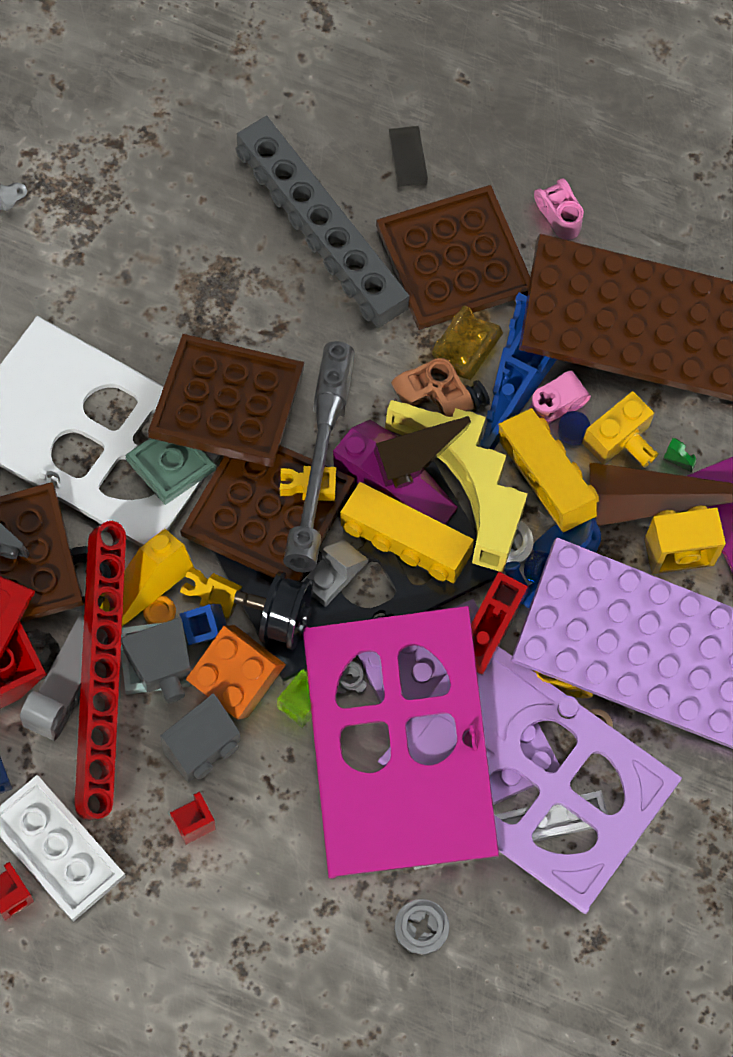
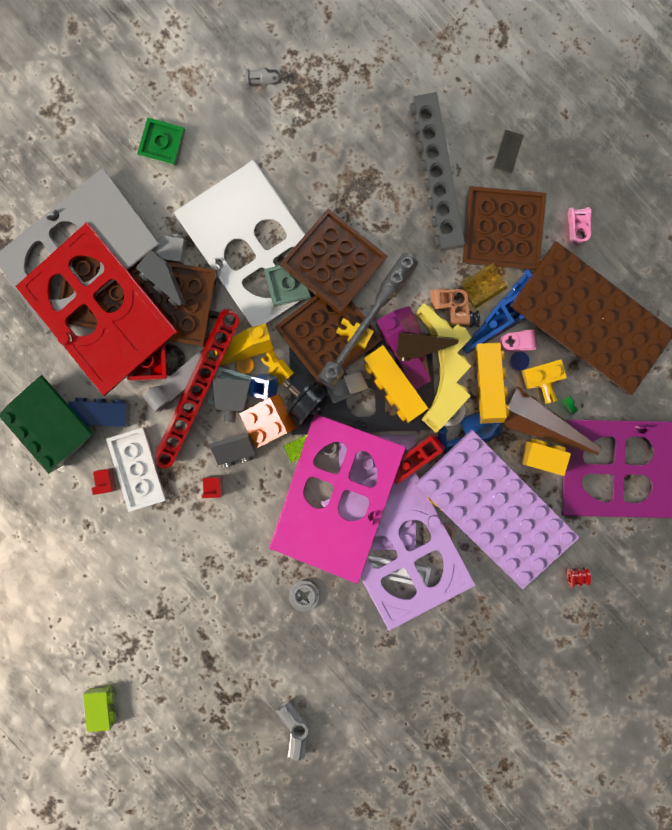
camera: 30 degrees right, 20 degrees up
(534, 566) = (456, 435): clear blue tile -> none

